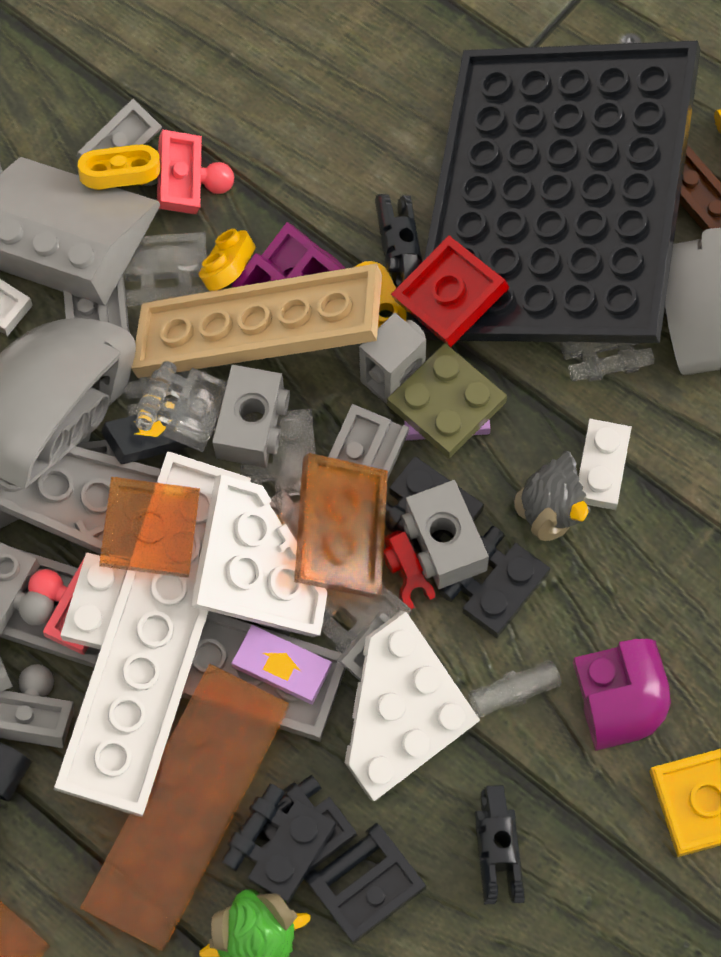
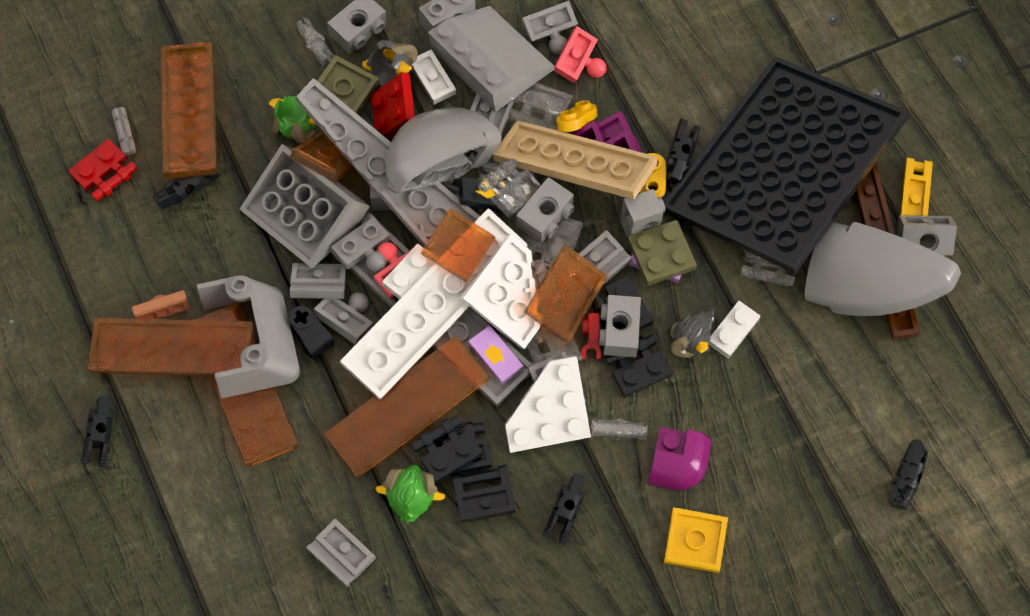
camera: 20 degrees right, 0 degrees up
(119, 166) = (541, 36): yellow plate -> none
(450, 291) = (693, 191): red plate -> none

